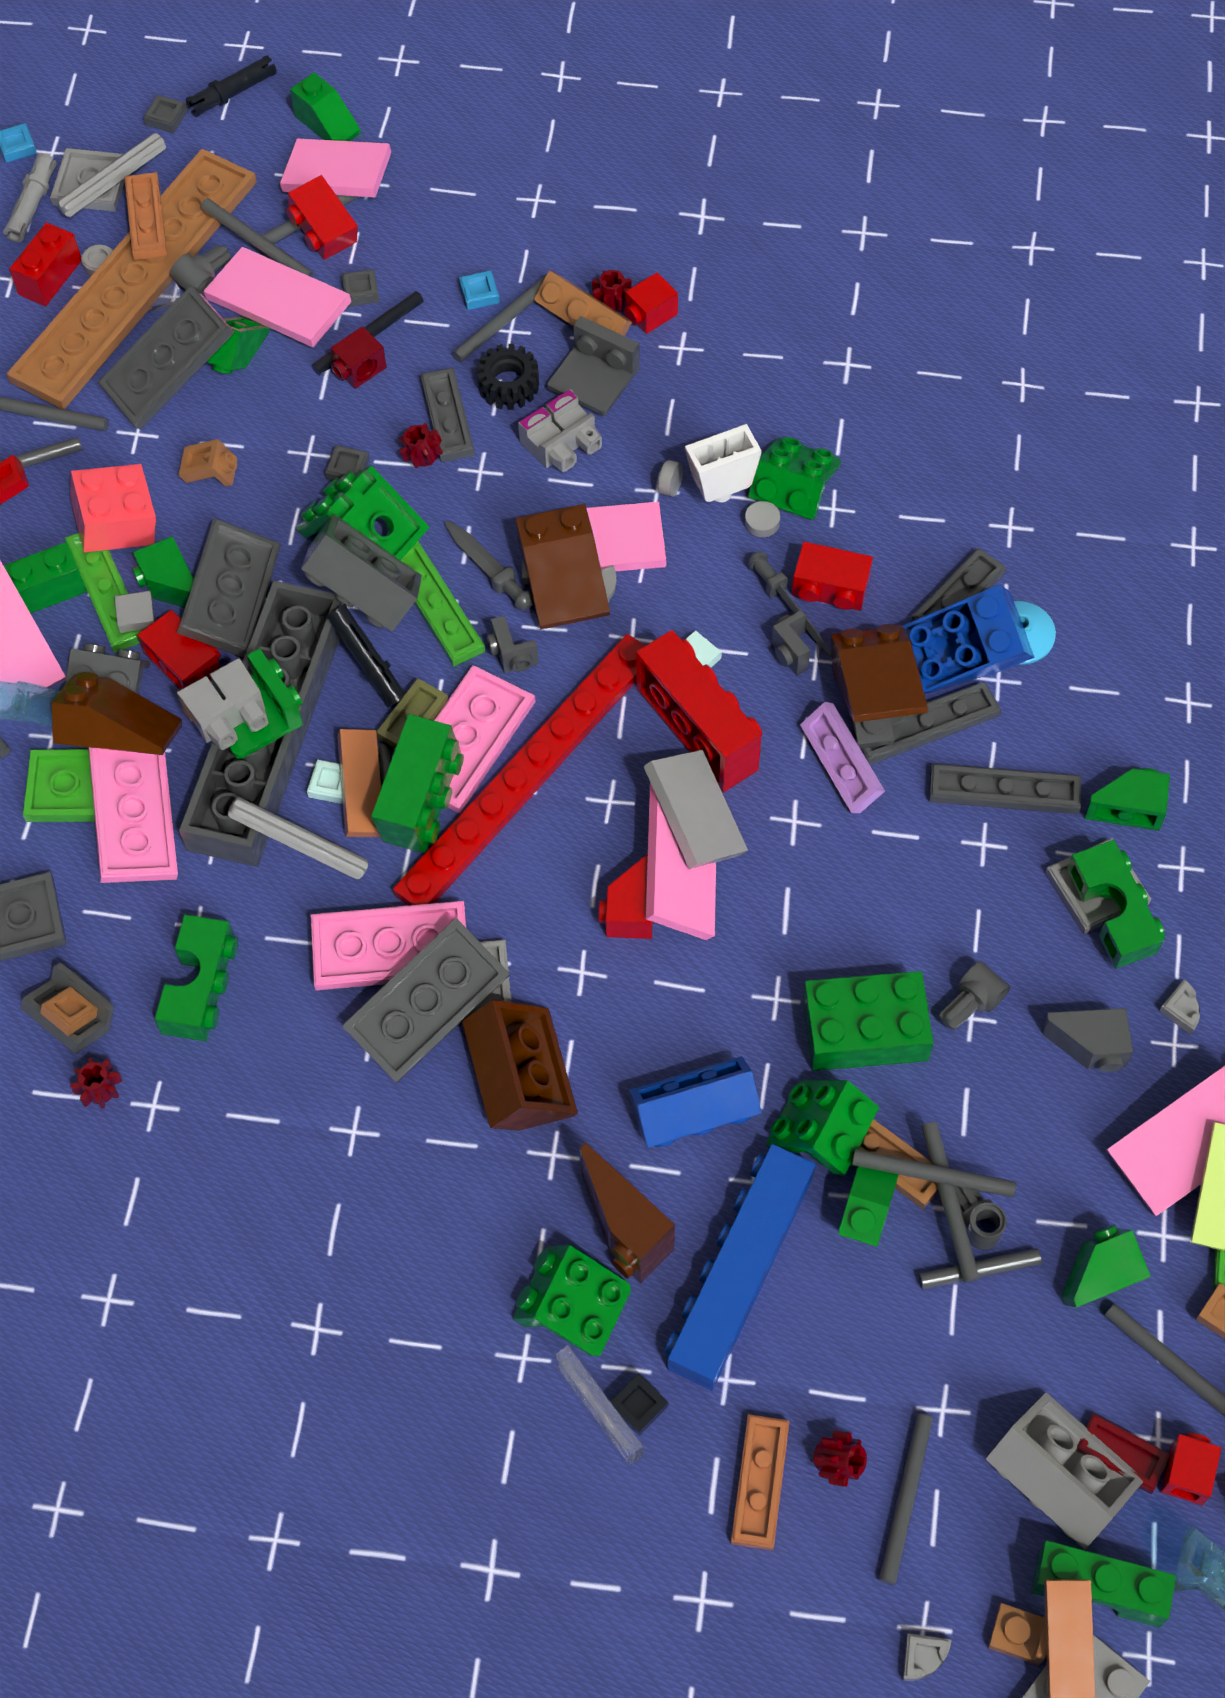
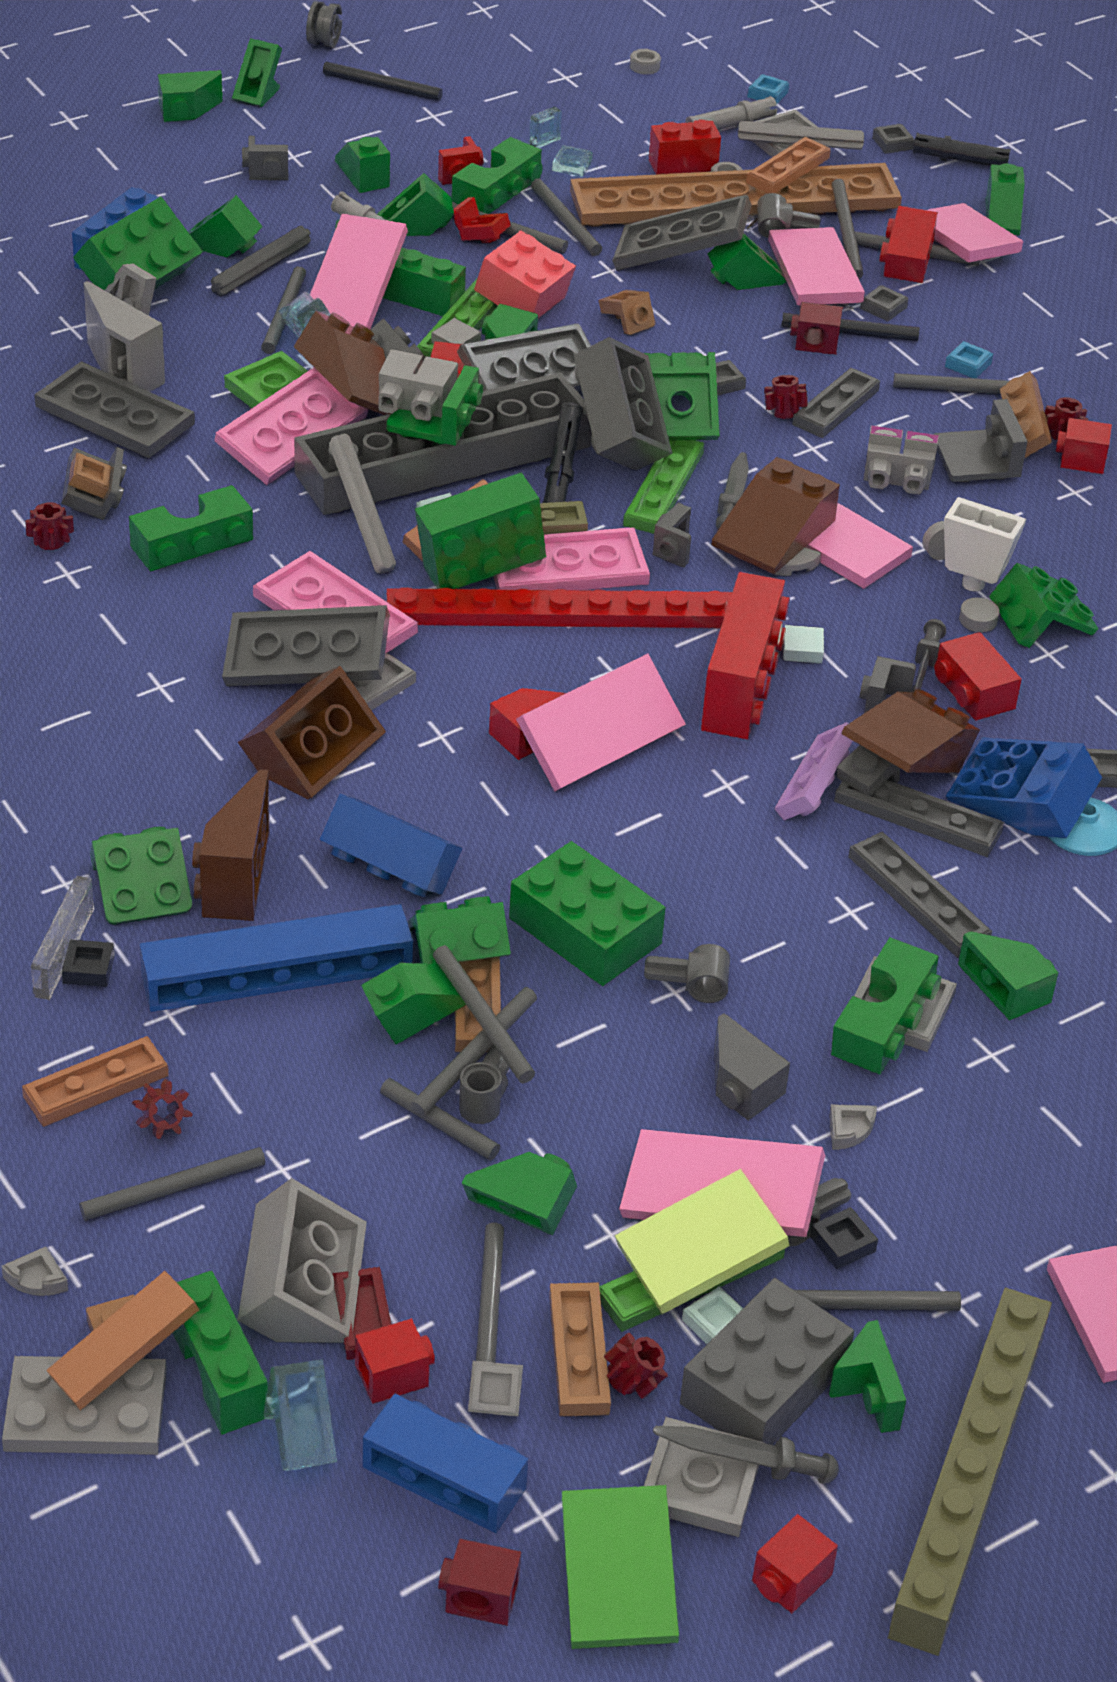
camera: 45 degrees right, 20 degrees down
(505, 361) = (911, 408): black tyre -> none
(695, 808) = (652, 699): light grey tile -> none

